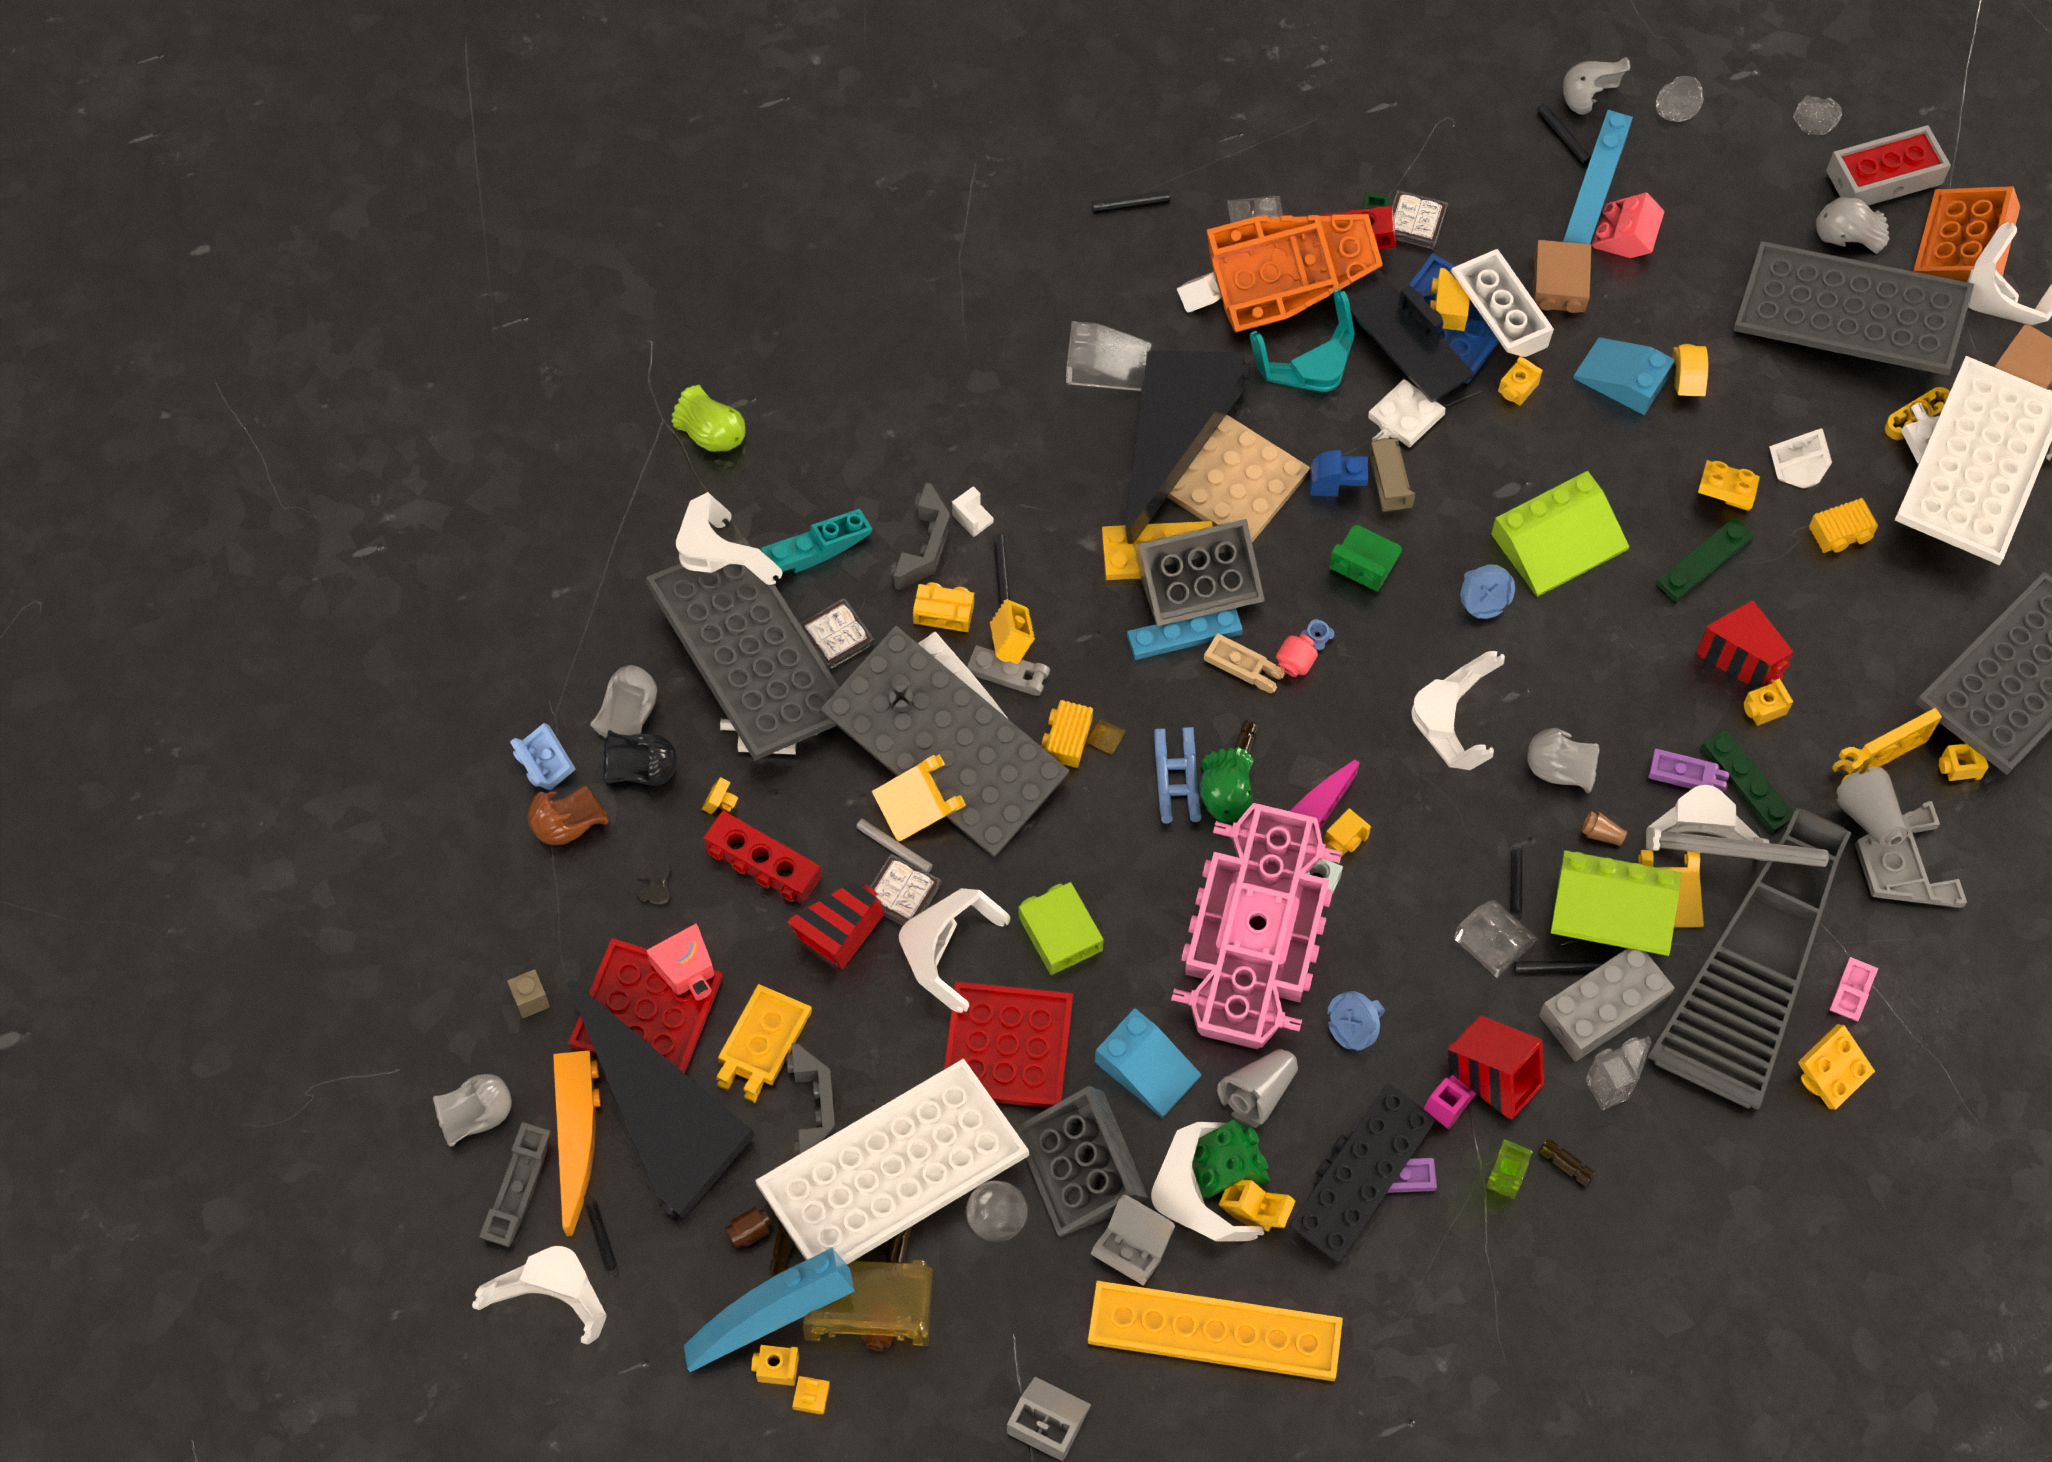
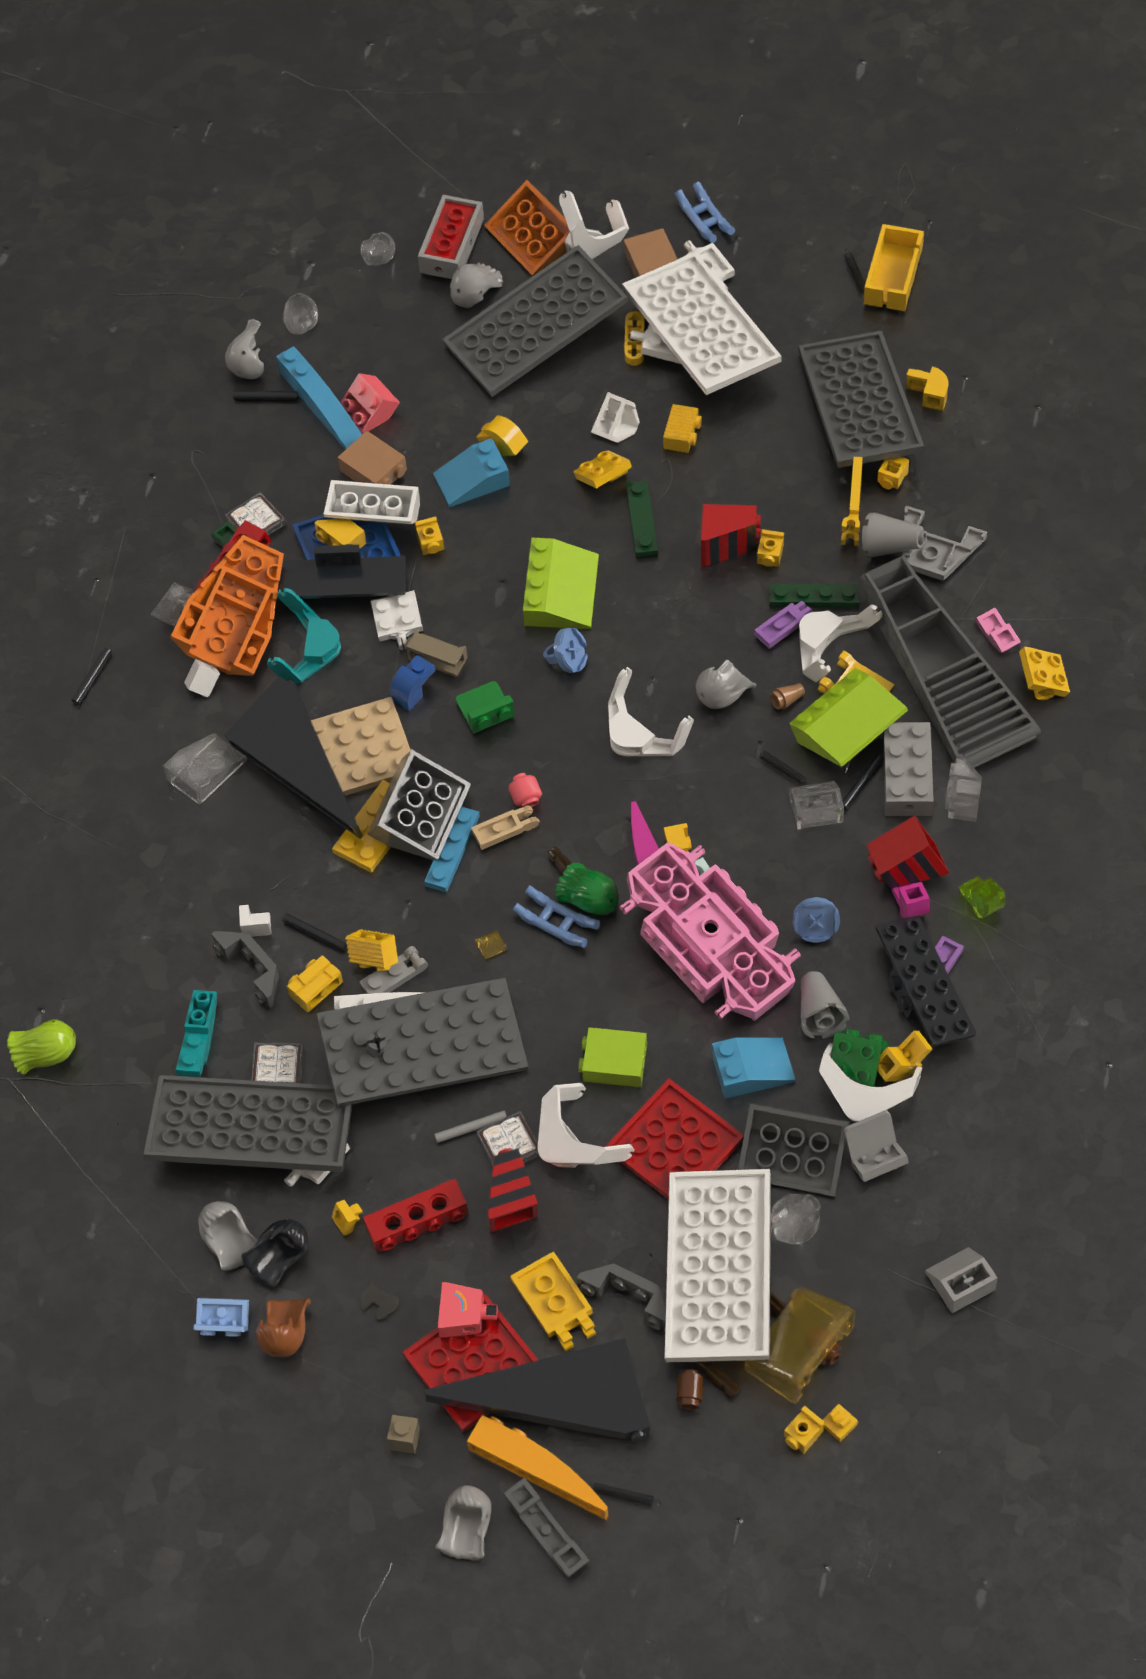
camera: 50 degrees left, 5 degrees down
(552, 1273) = (632, 1540): white piece -> none
(706, 551) = (157, 1101): white piece -> none
(771, 1307) = (767, 1404): dark azure slope -> none
(914, 800) = (451, 1088): yellow flag -> none
(1068, 732) = (472, 962): yellow brick -> none
(1215, 1331) = (968, 1140): yellow plate -> none
(1323, 629) = (516, 764): medium blue plate -> none
(1567, 1162) = (997, 862): dark brown axle -> none
(1744, 849) = (870, 619): light grey axle -> none

